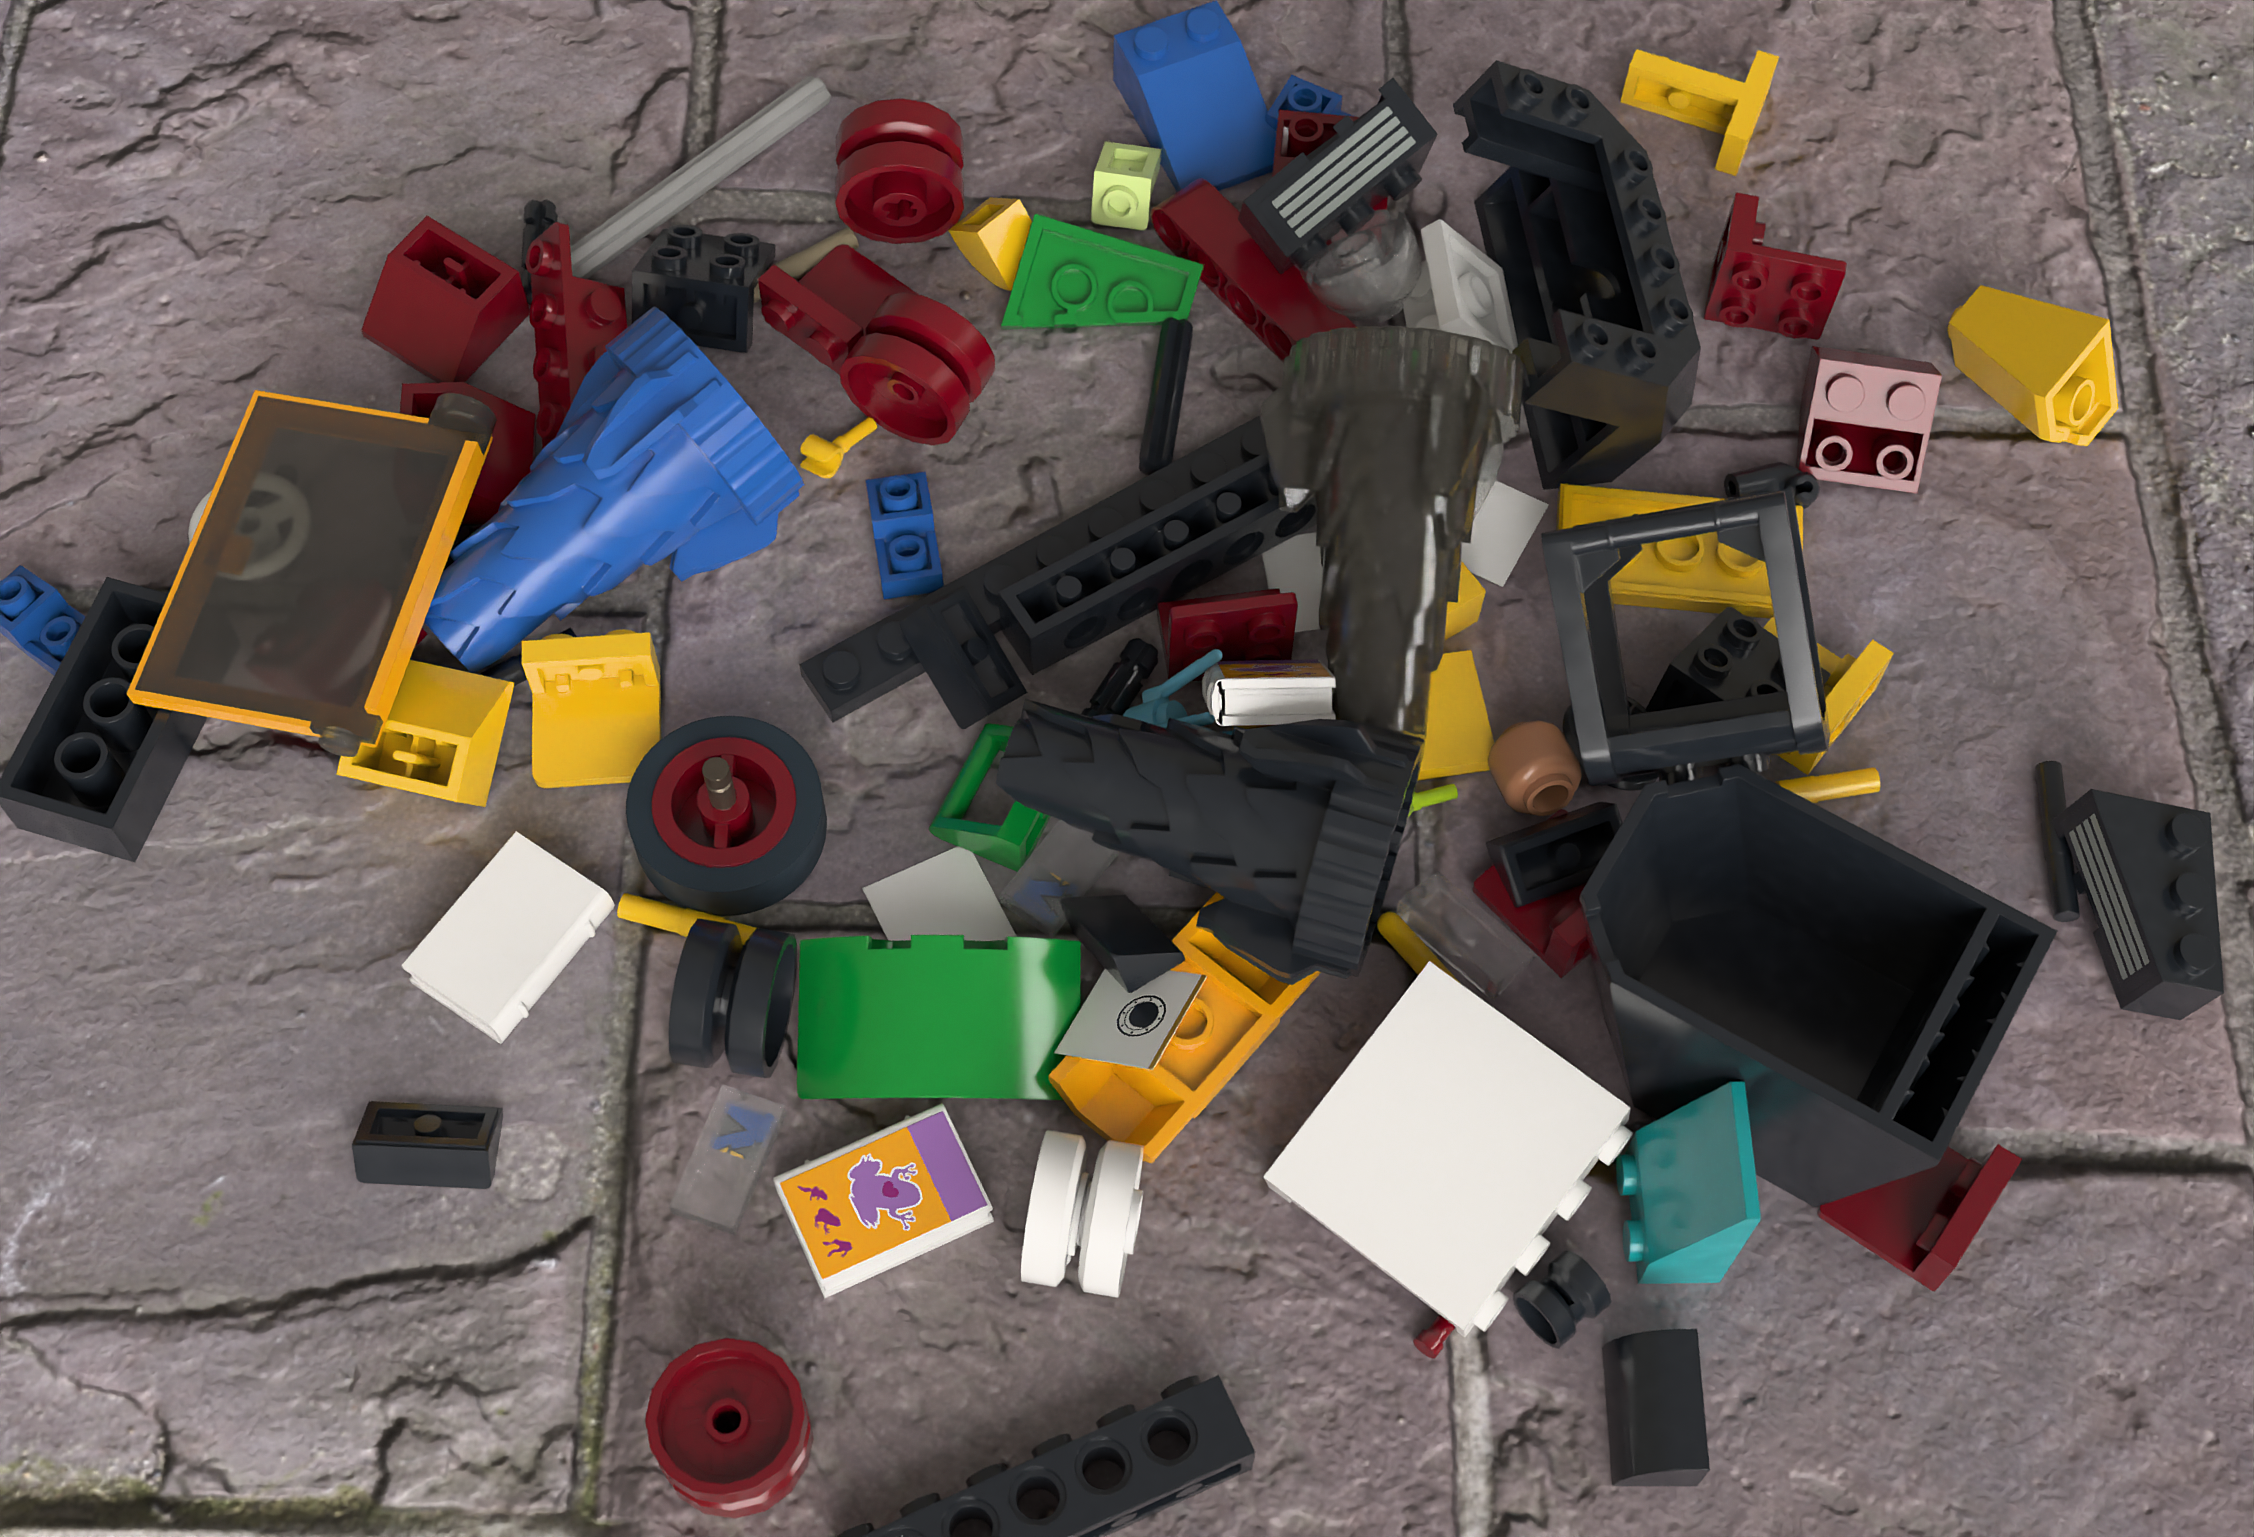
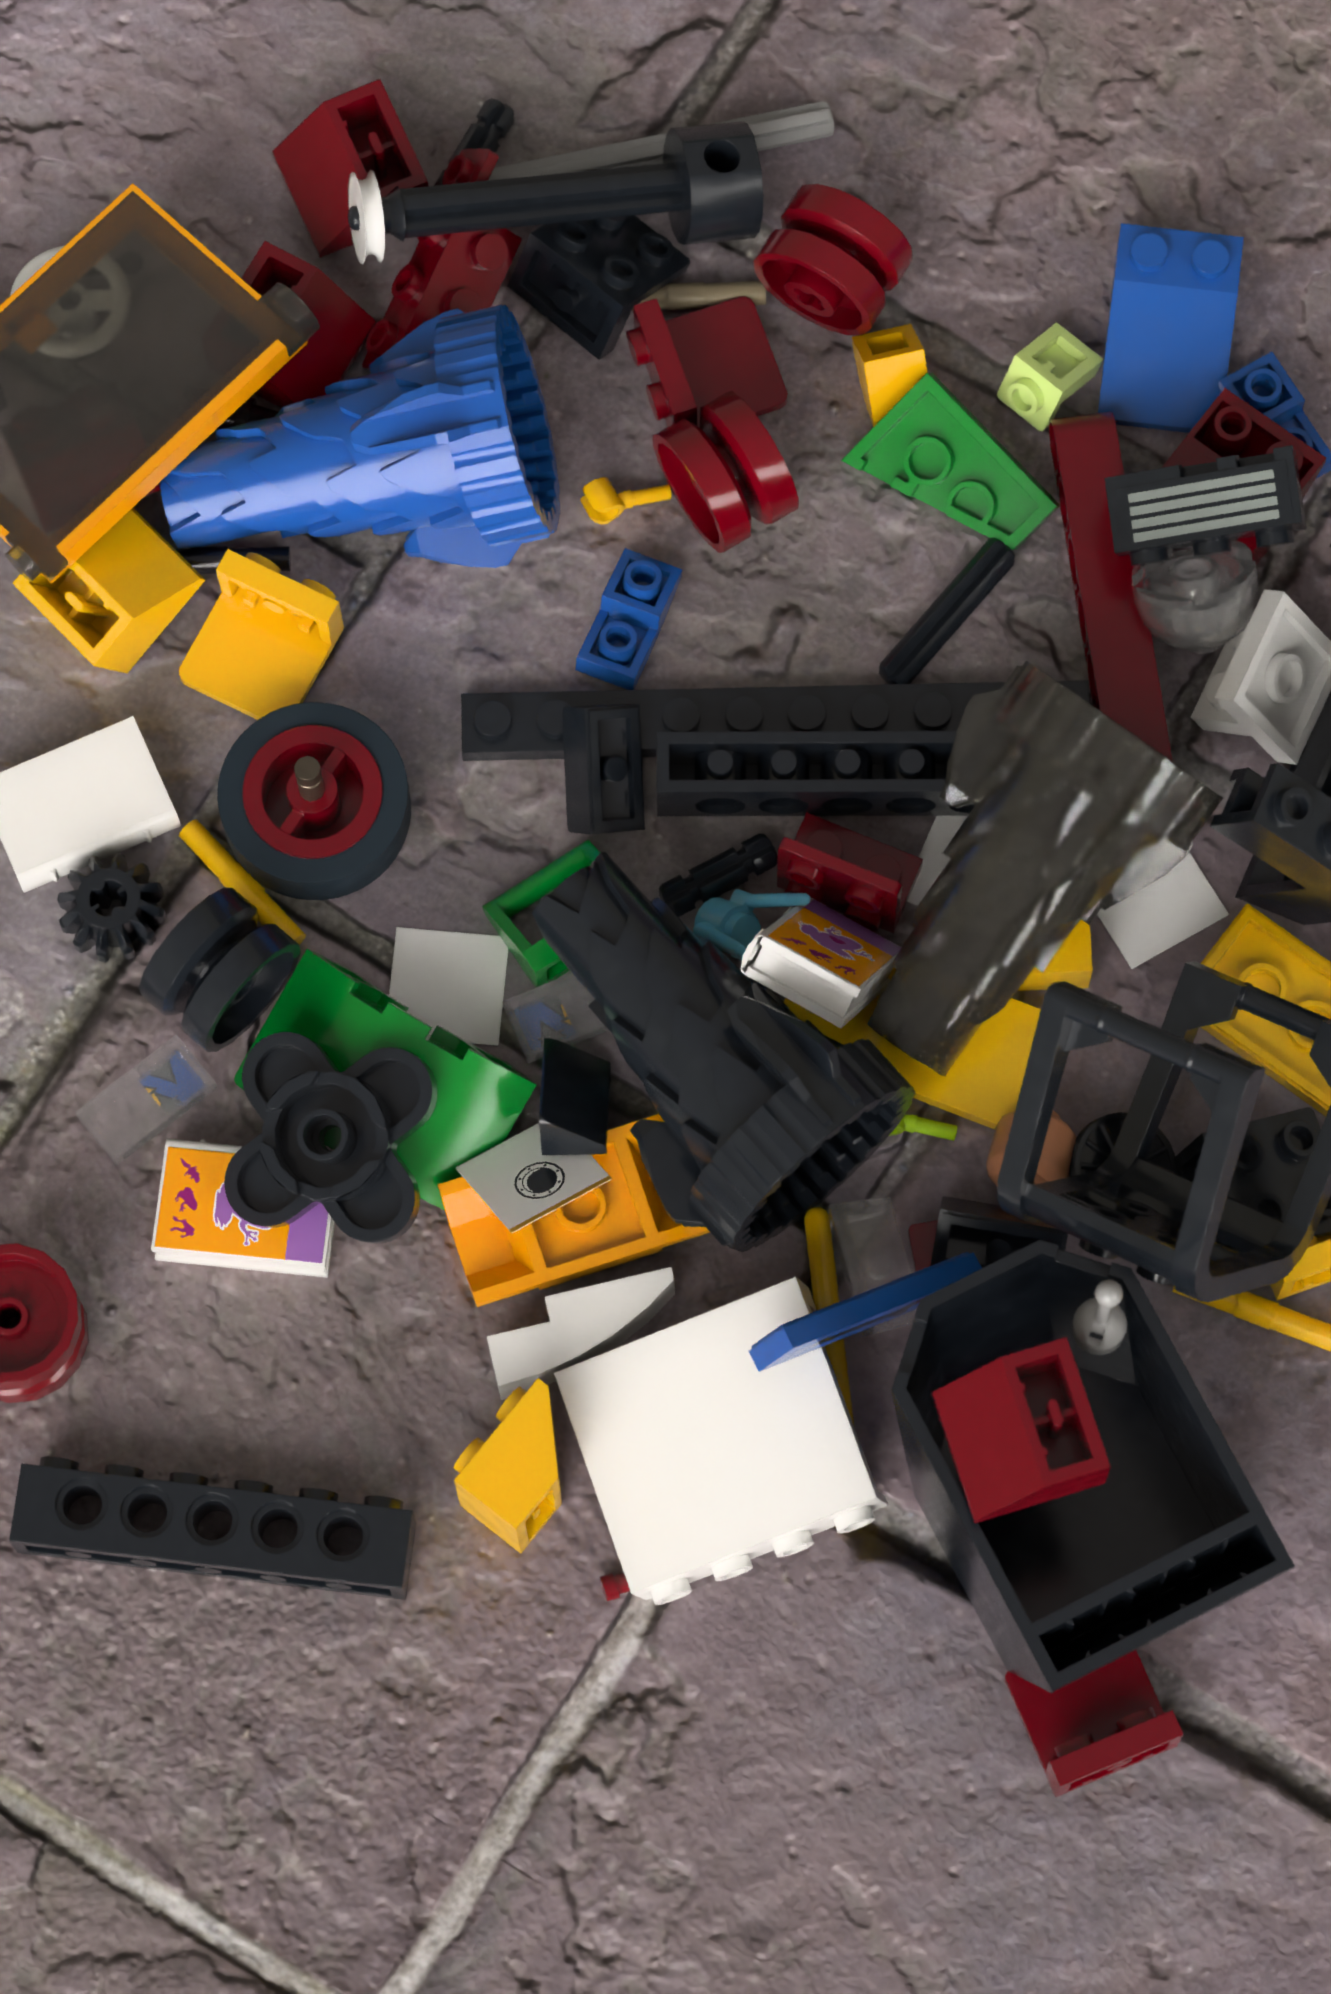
camera: 35 degrees right, 10 degrees up
(568, 1010) = (127, 921): none -> black gear
(752, 169) = (705, 184): none -> black piece
(884, 1058) = (303, 1097): none -> black plant
(1075, 1212) = (387, 1316): white wheel -> none
(1248, 1136) = (579, 1328): none -> white slope
(1296, 1282) = (514, 1475): none -> yellow slope
(1507, 956) = (858, 1312): none -> blue tile
(1562, 1299) = (752, 1617): black wheel -> none
(1655, 1409) = (753, 1749): black brick -> none
(1690, 1190) = (887, 1594): teal slope -> none
(1758, 809) = (1103, 1317): none -> light grey hinge
(1764, 940) = (1022, 1431): none -> dark red slope

